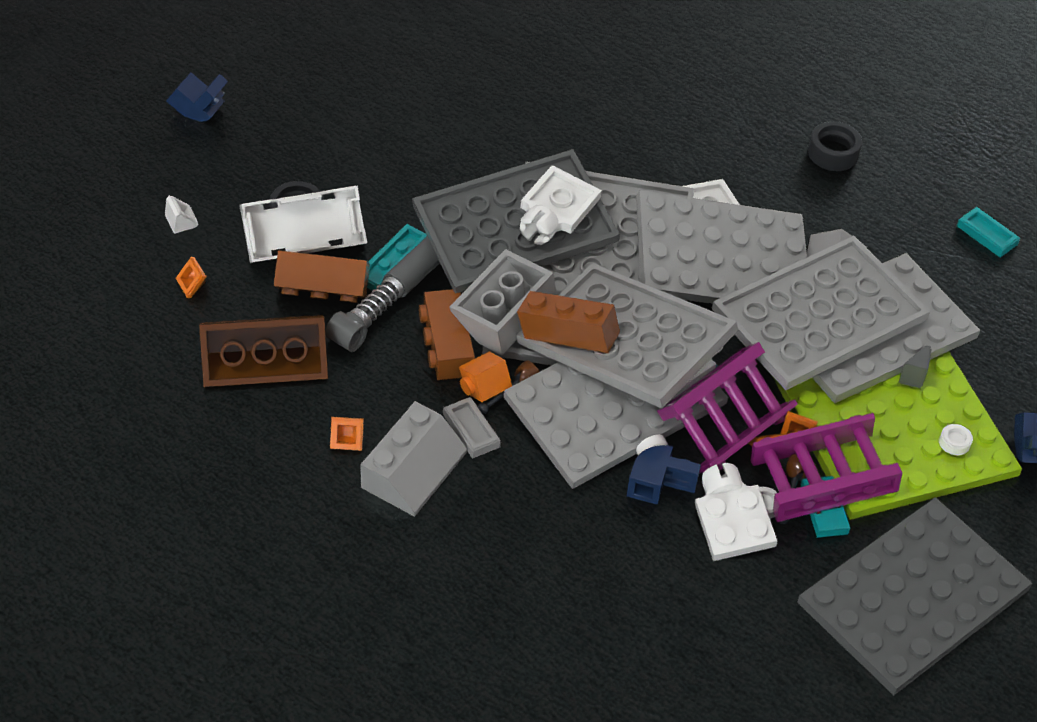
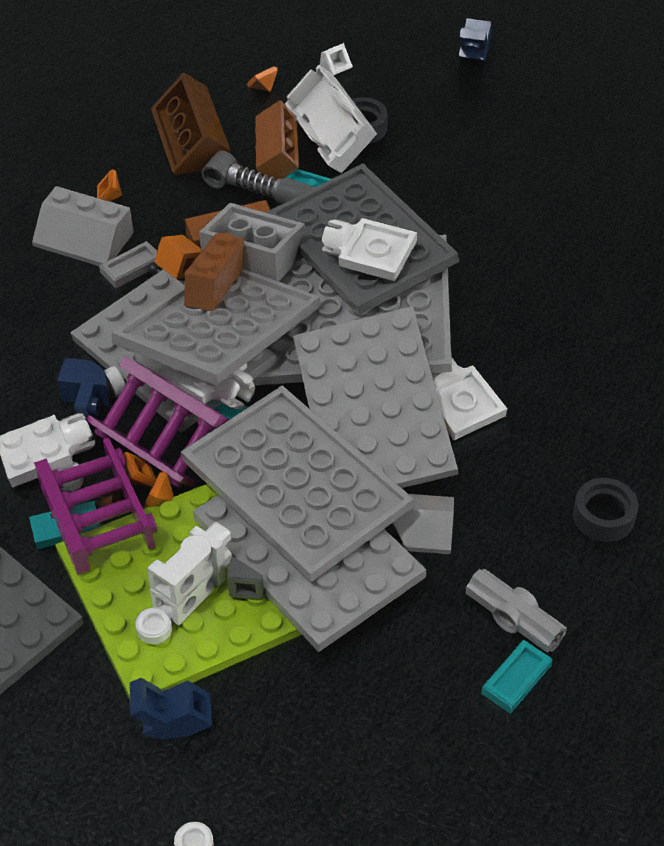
camera: 85 degrees right, 0 degrees up
(919, 392) = (191, 572): none -> white hips
(933, 216) = (516, 610): none -> light grey piece

